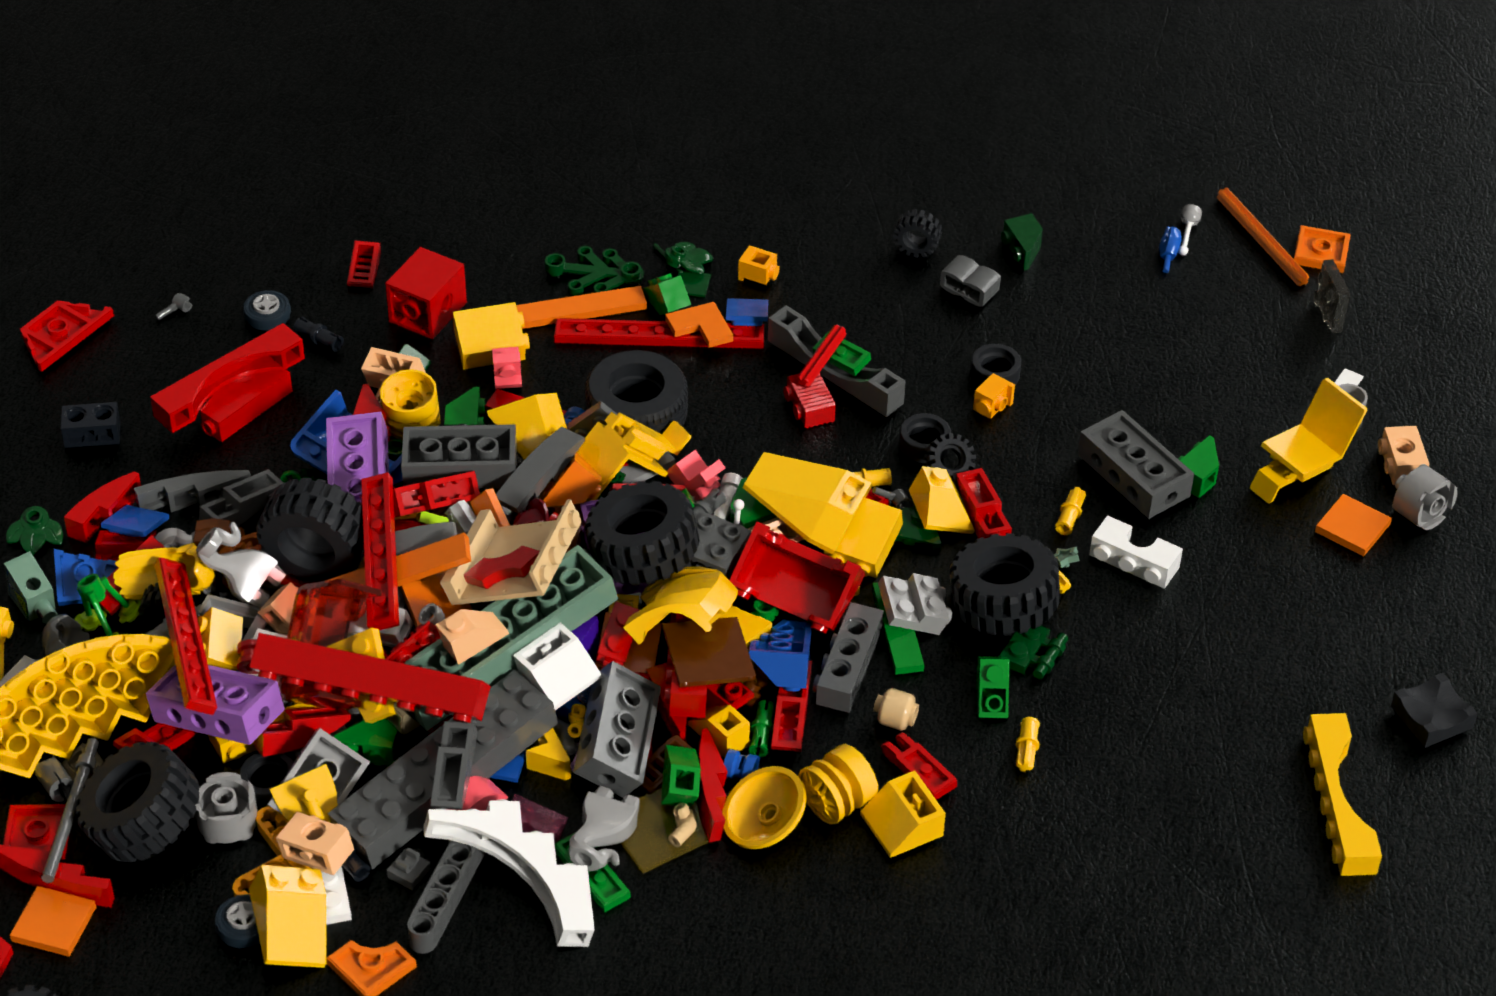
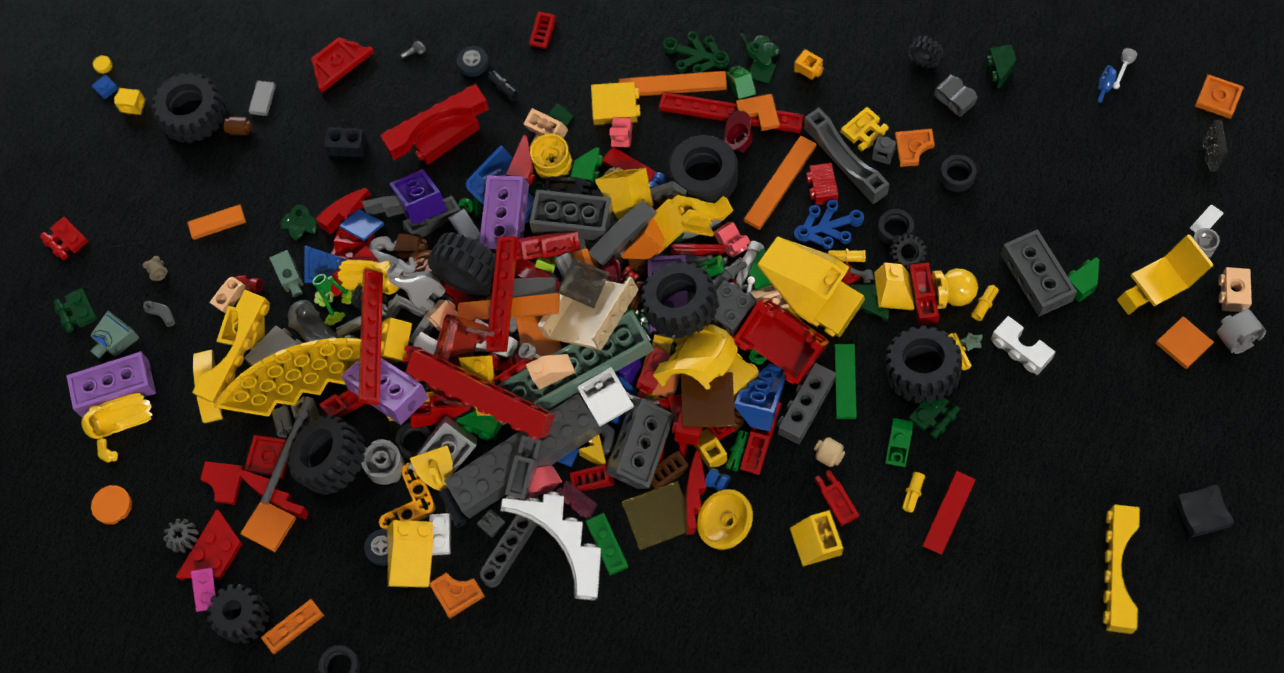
camera: 20 degrees right, 20 degrees up
(222, 469) = (418, 197): none -> dark purple slope
(315, 843) = (438, 510): light nougat brick -> none
(426, 292) = (577, 63): red brick -> none
(492, 570) = (575, 319): red tile -> none
(499, 523) = (583, 283): none -> clear smoke plate
(556, 779) = (608, 481): none -> red slope
(576, 719) = (616, 427): yellow arm -> none
(604, 824) = (619, 514): light grey hips -> none
(678, 345) = (738, 131): none -> dark red piece
(680, 776) = (675, 485): green slope -> none
(685, 824) = (673, 520): tan arm -> none
(747, 311) = (793, 102): blue piece -> none
(748, 406) = (780, 182): none -> orange tile
(821, 356) = (835, 155): red axle -> none
(838, 783) = (775, 510): yellow wheel -> none
(848, 356) = (850, 152): green plate -> none
(857, 322) = (860, 125): none -> yellow plate
(865, 436) = (826, 226): none -> blue plant
(887, 343) = (886, 146): none -> dark grey brick
(915, 603) = (859, 367): light grey plate -> none
(925, 344) = (912, 144): none -> orange tile
(993, 395) = (950, 198): light orange brick -> none
(1025, 491) = (955, 287): none -> yellow tile
(1084, 760) = (949, 512): none -> red slope
(1263, 237) = (1177, 80): orange axle -> none

